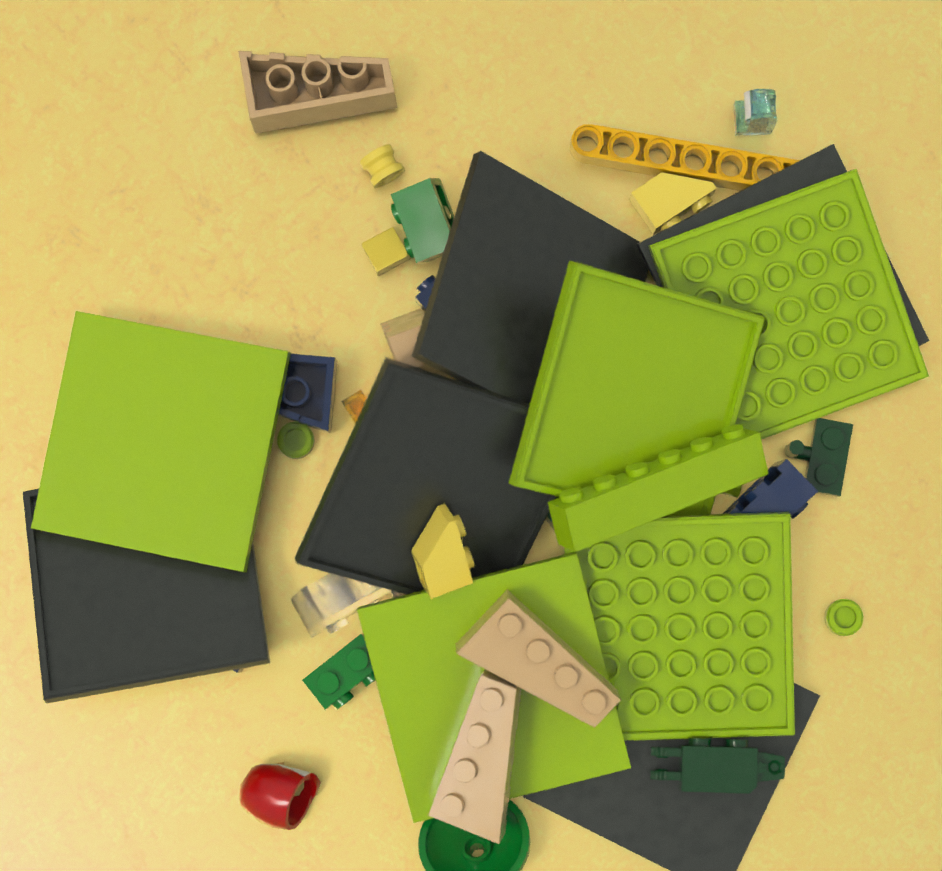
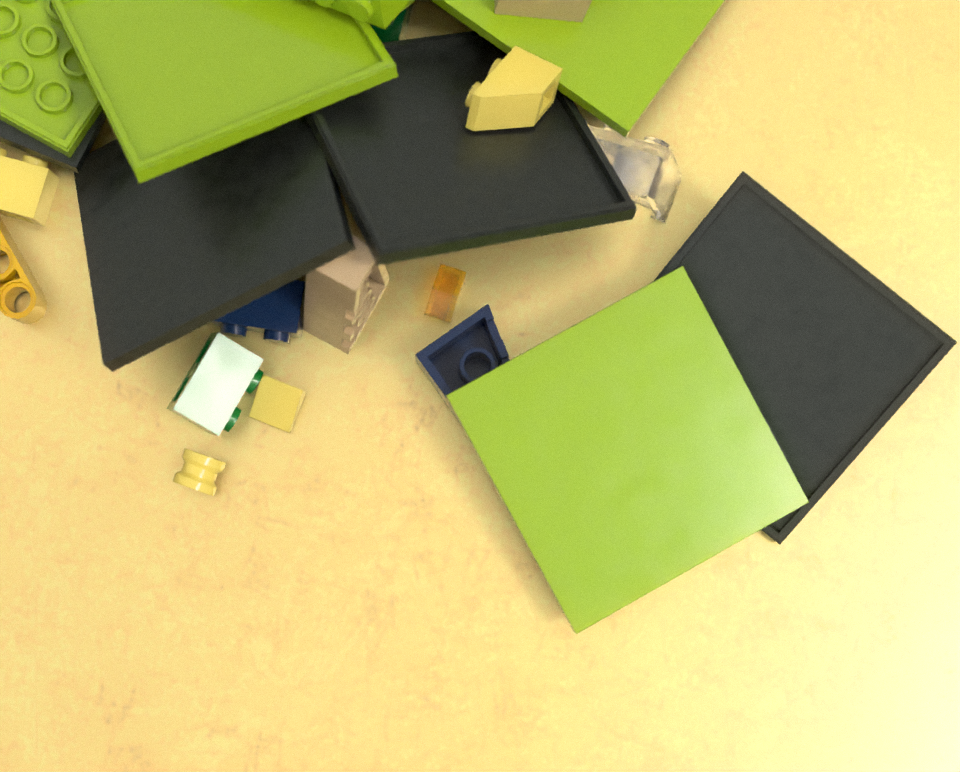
camera: 130 degrees left, 0 degrees up
(270, 791) = (847, 81): red piece -> none
(295, 440) = (519, 335): lime tile -> none
(313, 89) = (178, 597): tan wedge -> none
(340, 674) = (691, 114): green brick -> none

